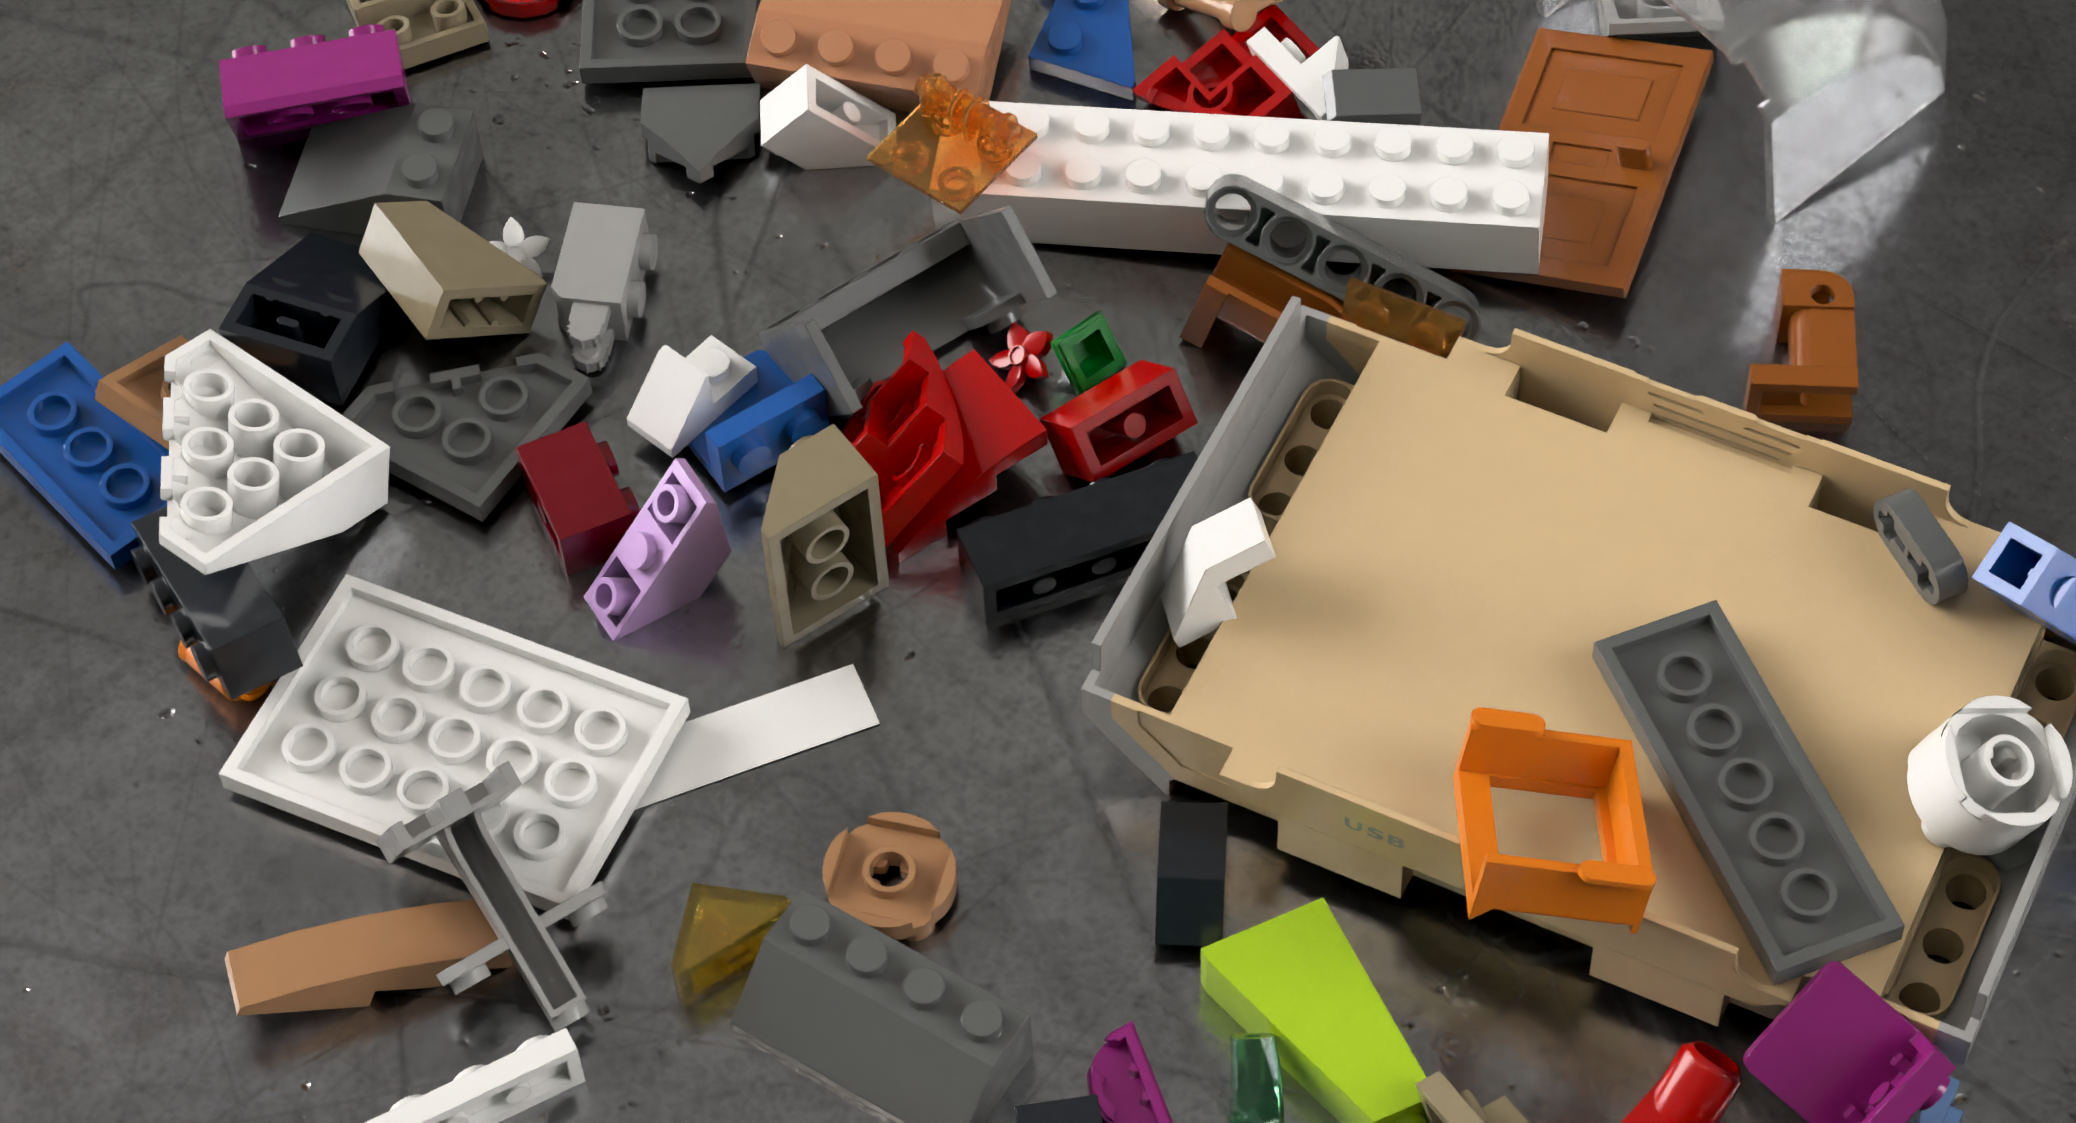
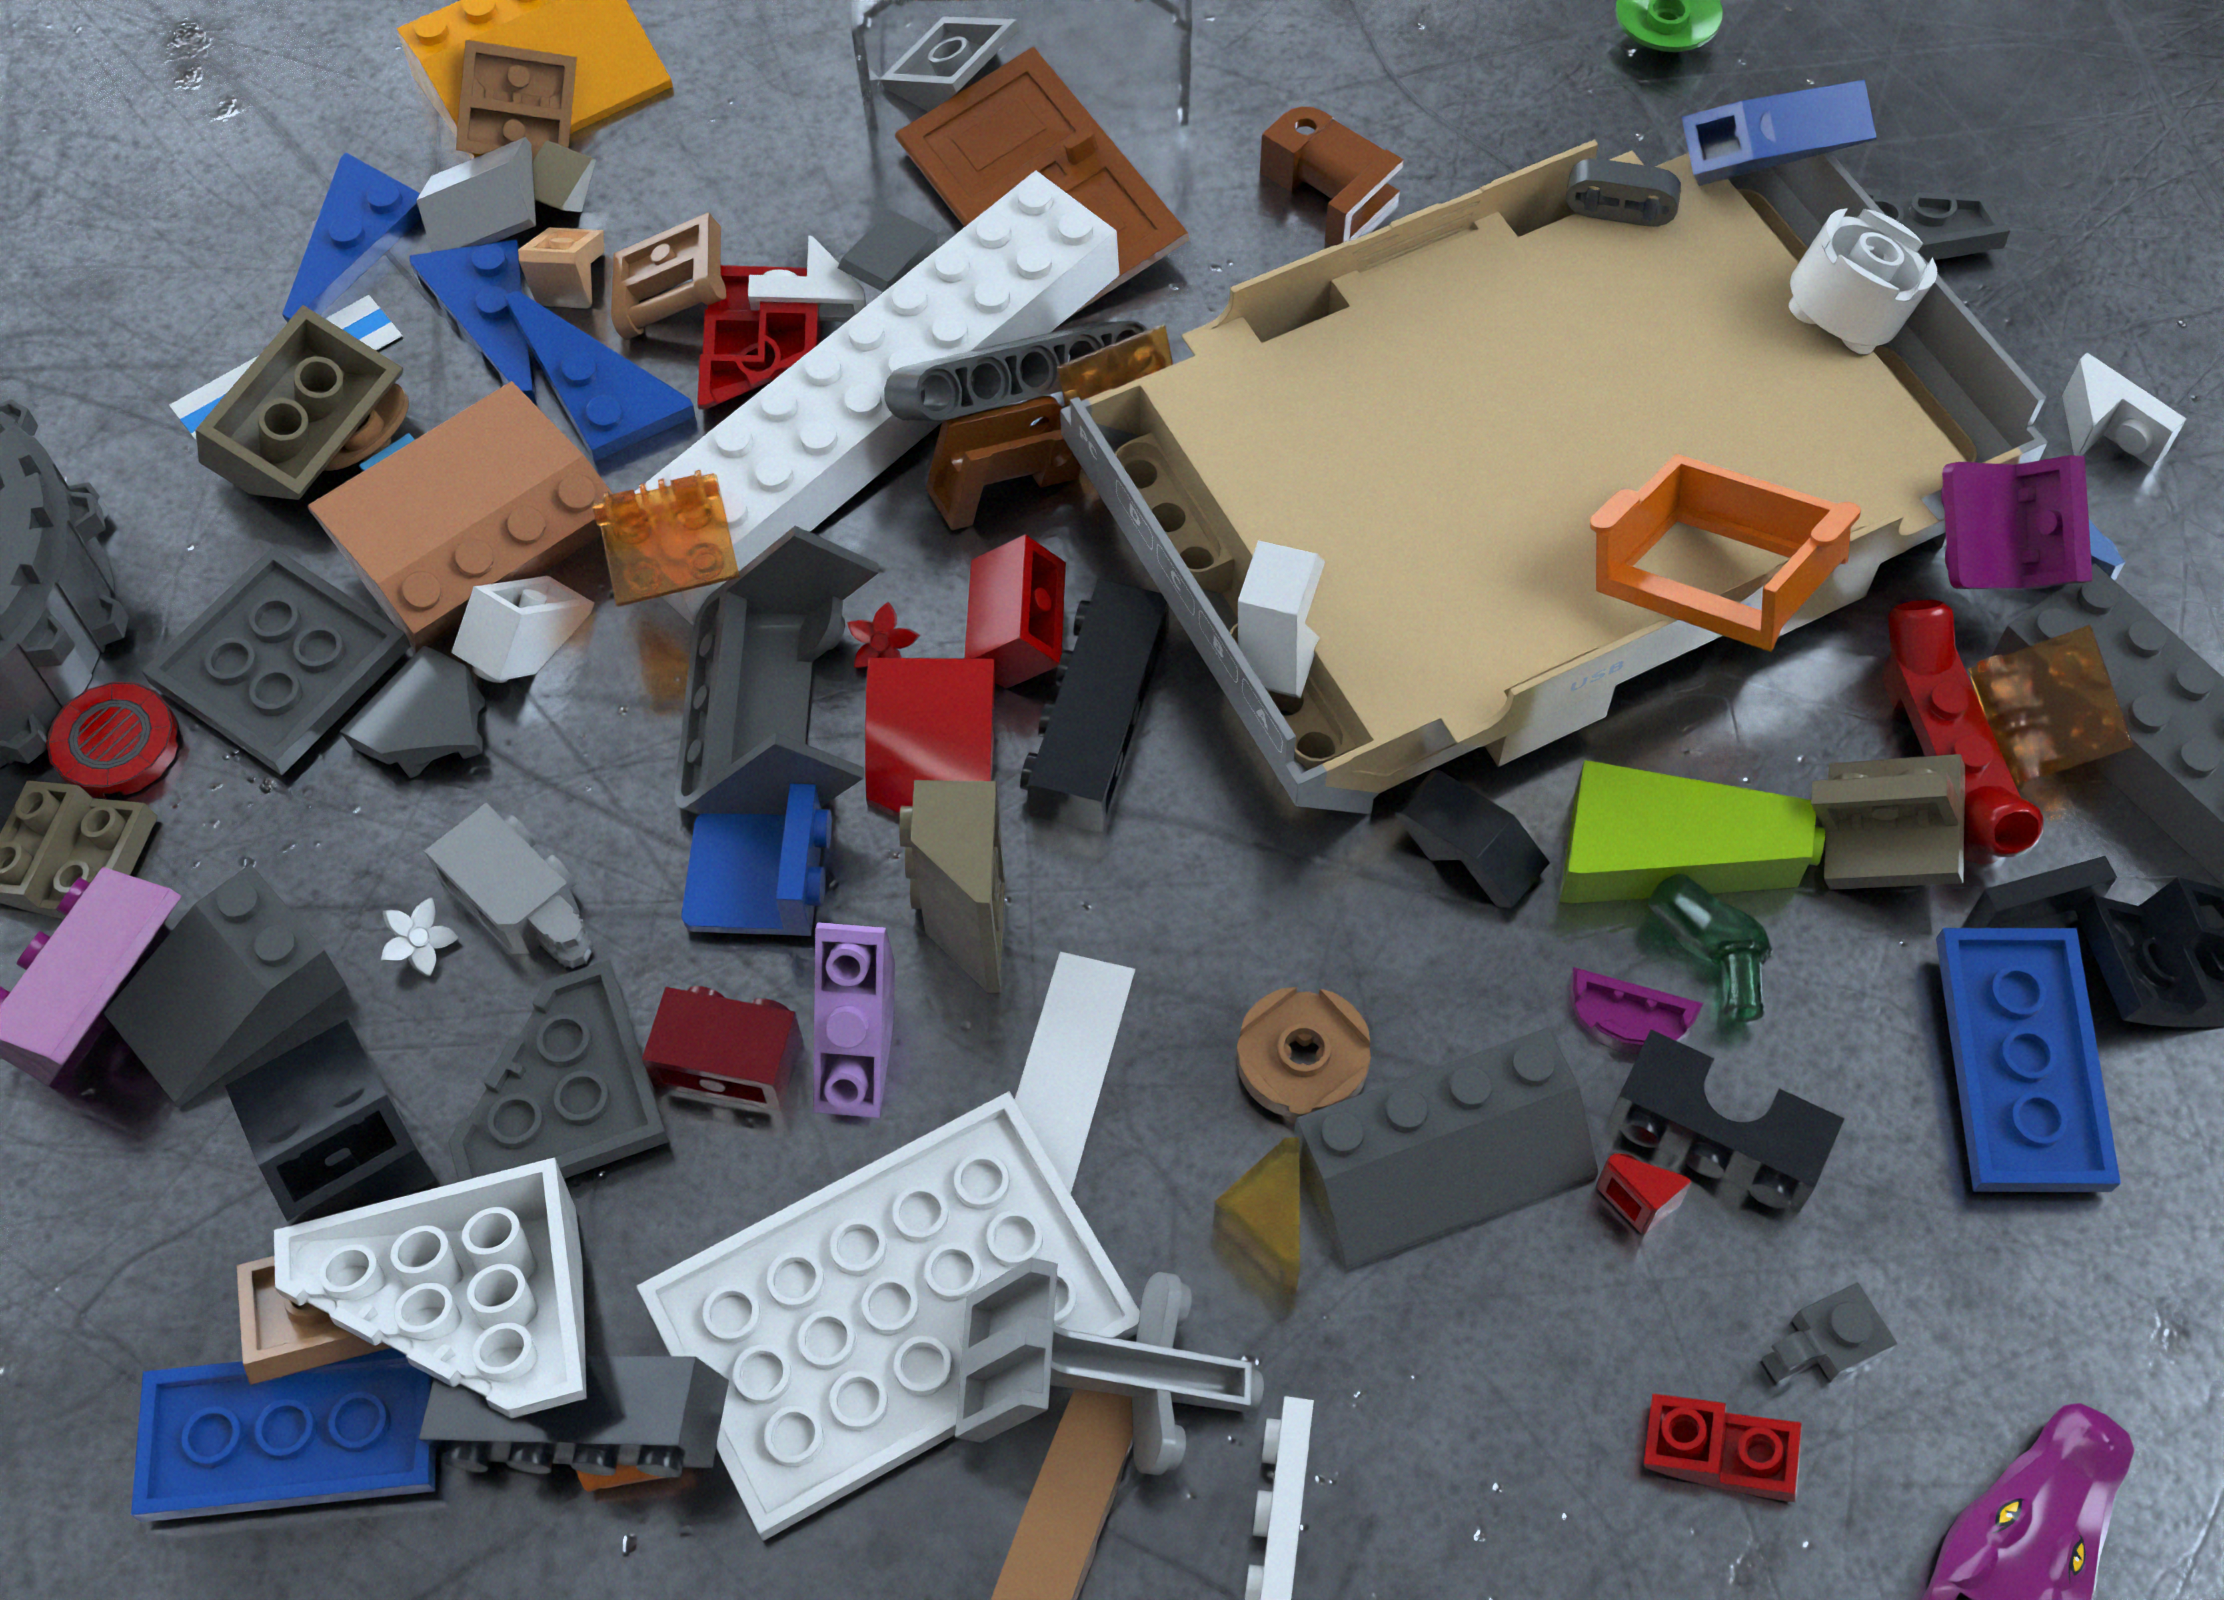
camera: 55 degrees left, 5 degrees up
(448, 274) = (395, 998): dark tan slope -> none
(688, 393) = (702, 894): white slope -> none
(909, 435) = (895, 746): red slope -> none
(1089, 353) = (920, 594): green slope -> none
(1747, 793) = (1753, 422): dark grey plate -> none

